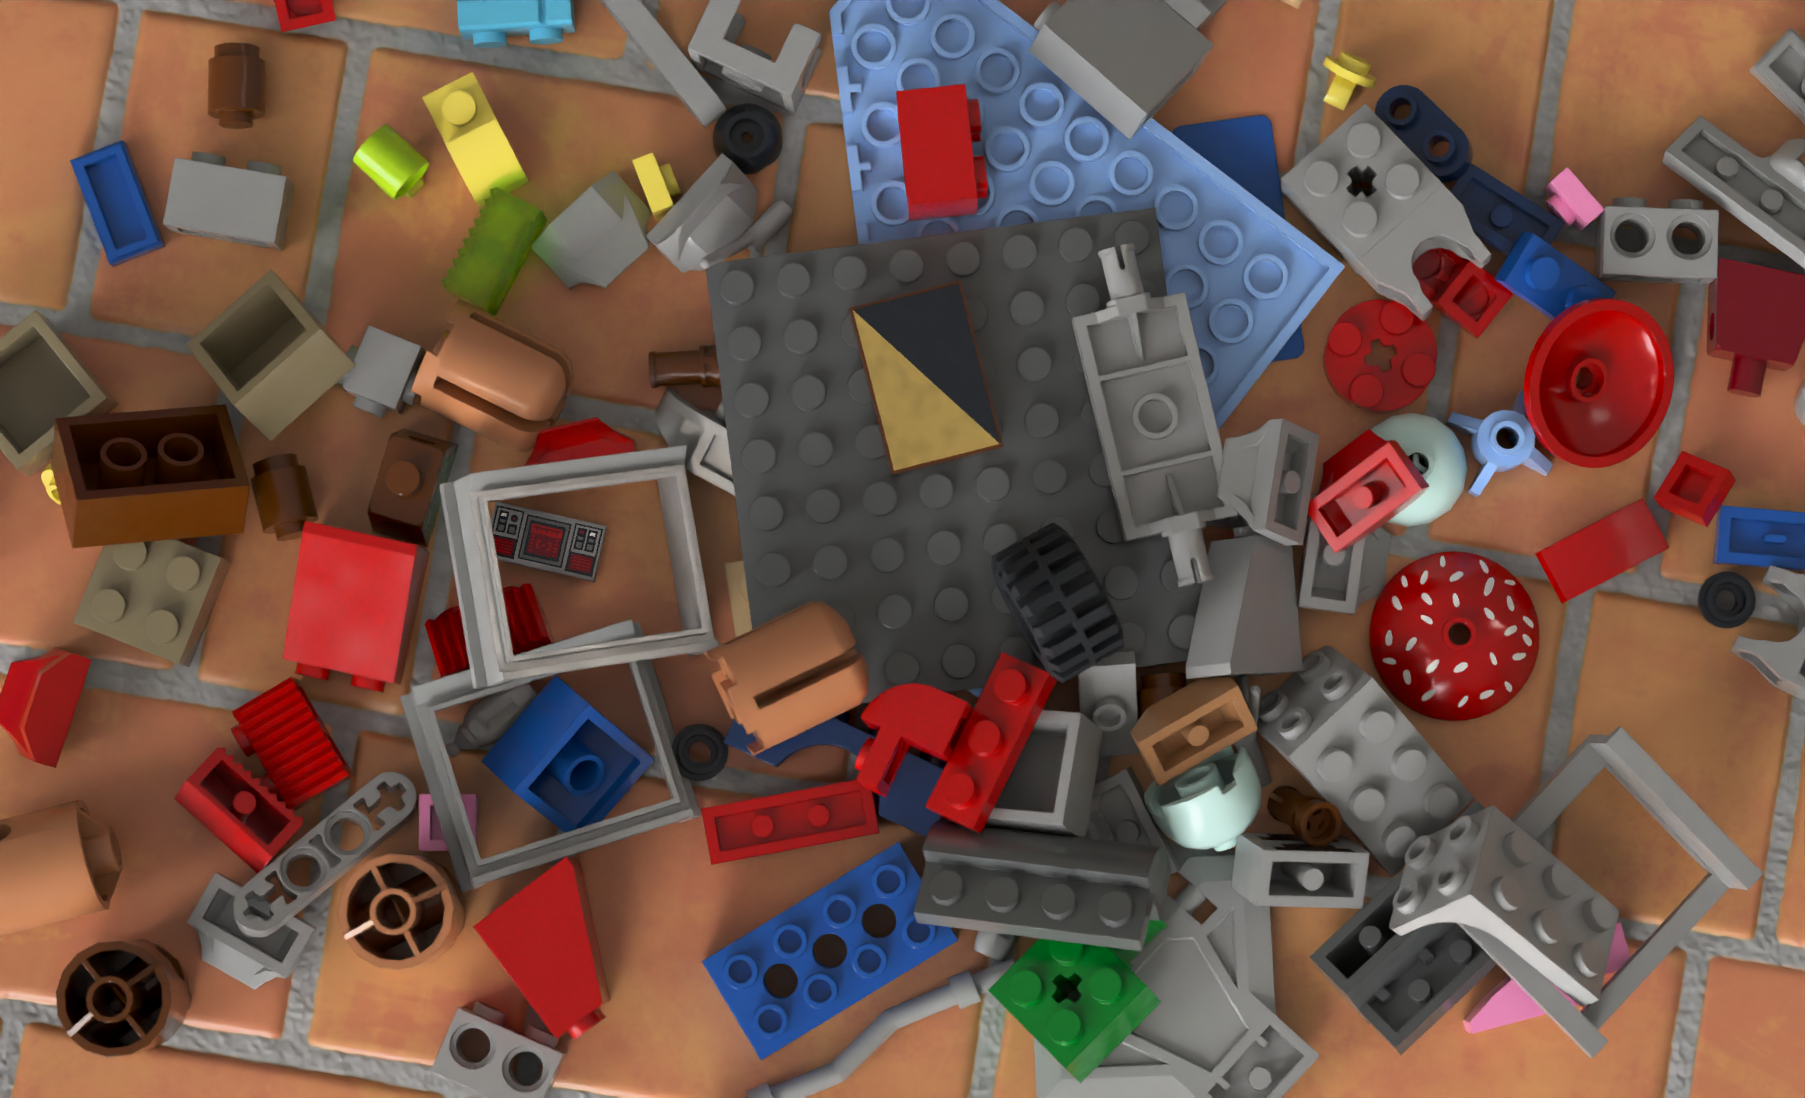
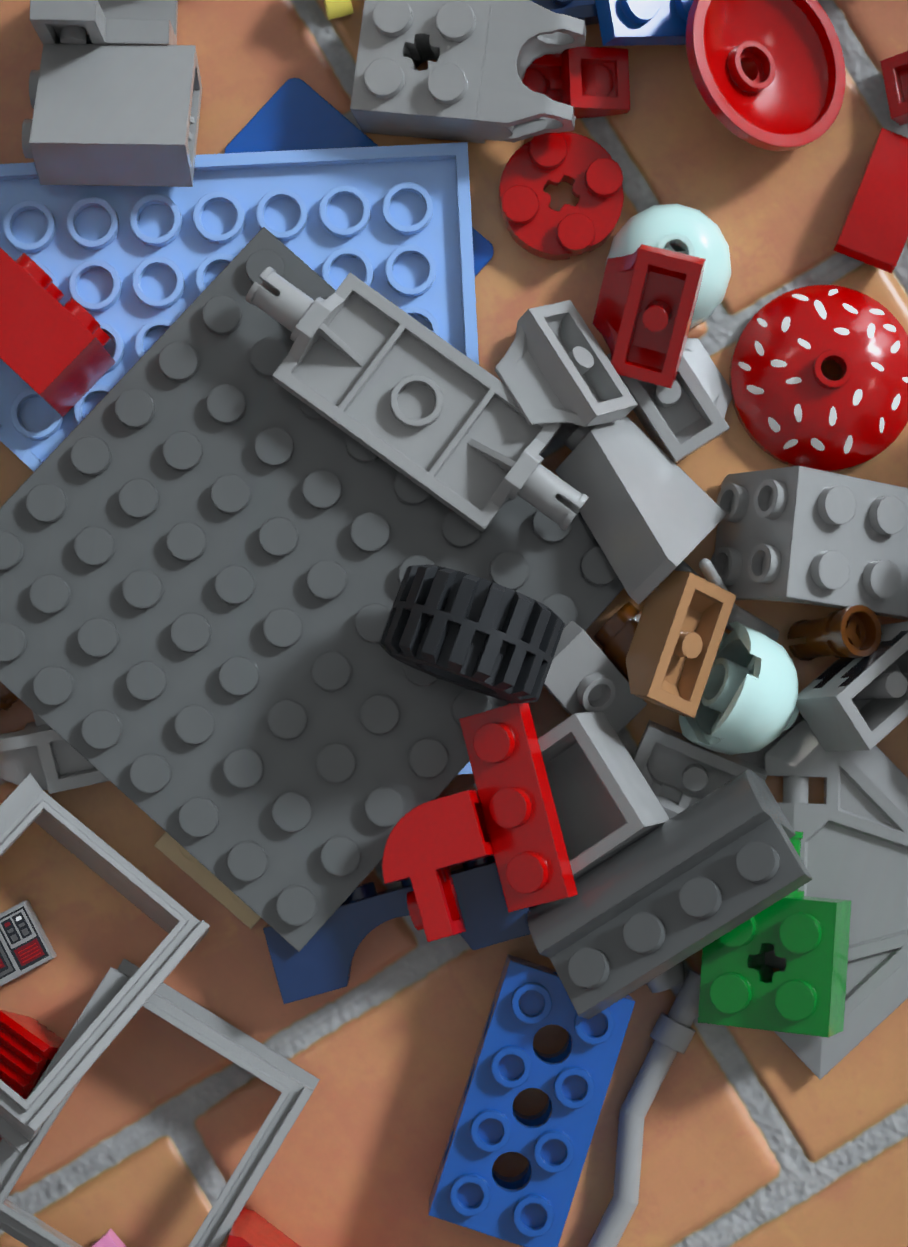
camera: 50 degrees left, 0 degrees up
(491, 718) = (69, 1149): light grey piece -> none
(567, 758) = (160, 1134): blue slope -> none
(712, 739) = (256, 1042): black plate -> none
(789, 821) = (399, 1021): red plate -> none
(790, 674) = (290, 900): nougat cylinder -> none
(925, 378) = (189, 537): tile -> none
(1487, 450) = (722, 193): light blue brick -> none

